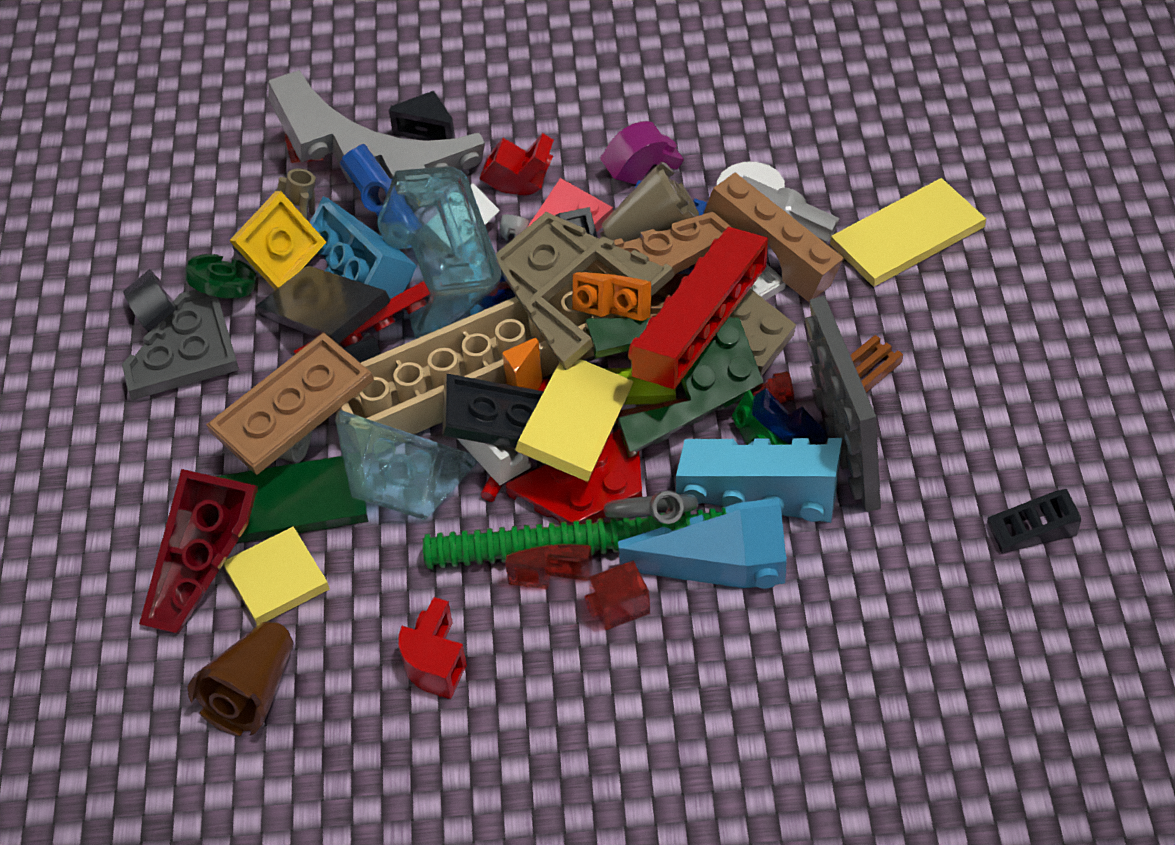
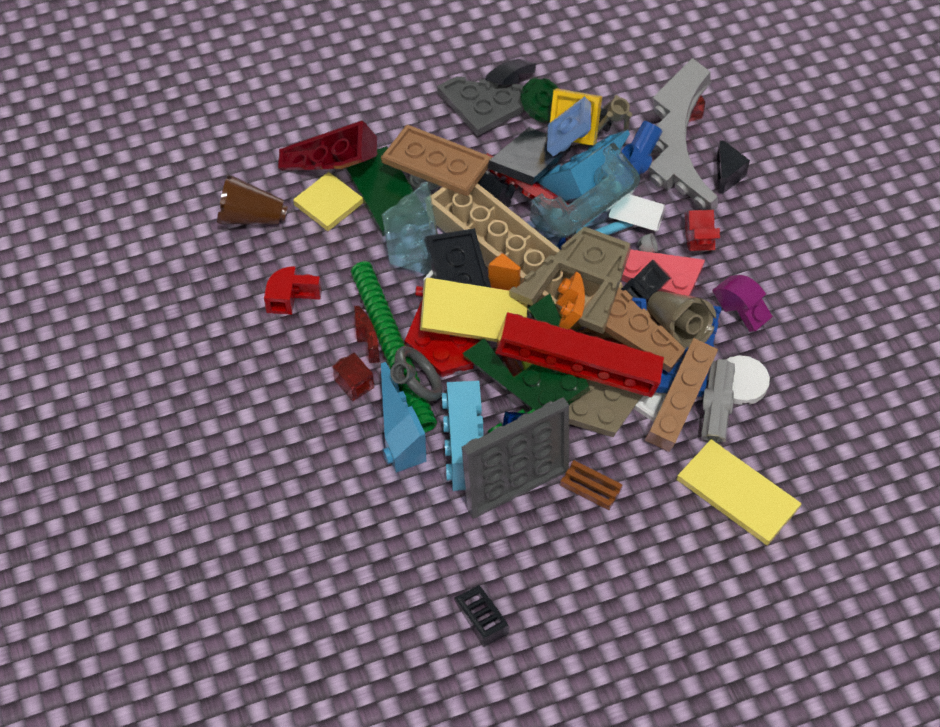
camera: 70 degrees right, 5 degrees up
(304, 241) = (569, 126): none -> medium blue plate

